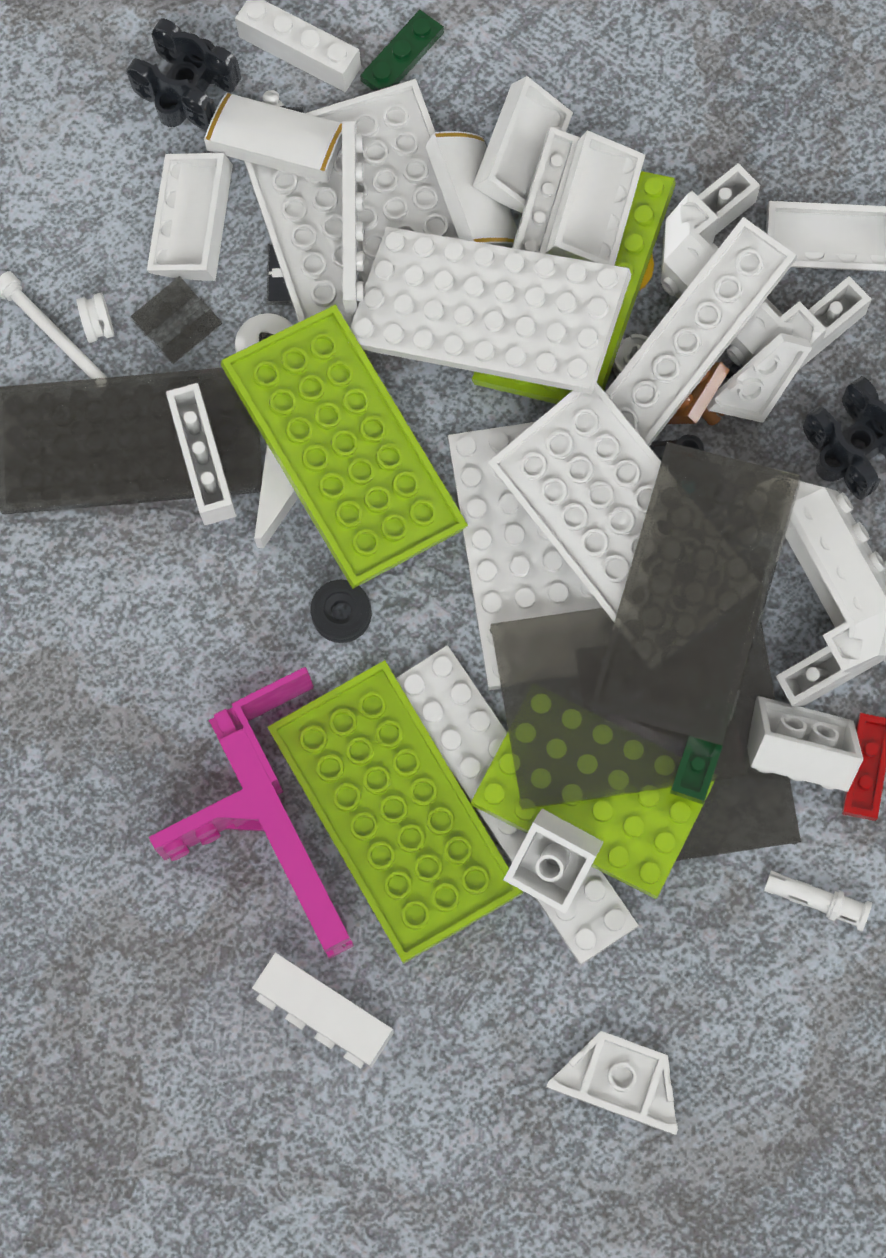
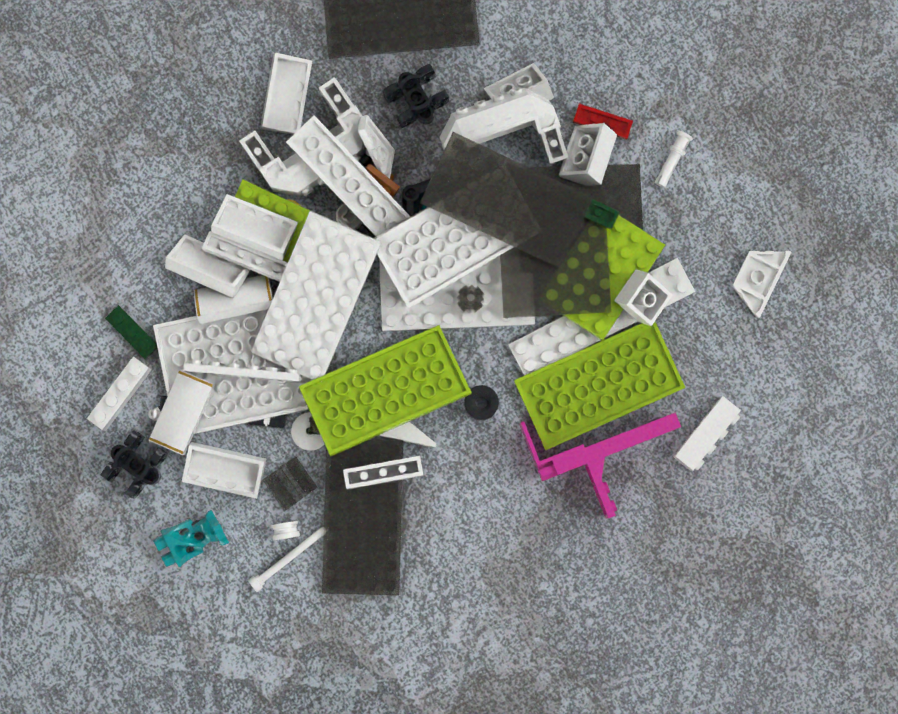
camera: 90 degrees left, 10 degrees up
(58, 155) = (178, 542): none -> teal hips
(512, 575) = (470, 306): none -> clear smoke brick

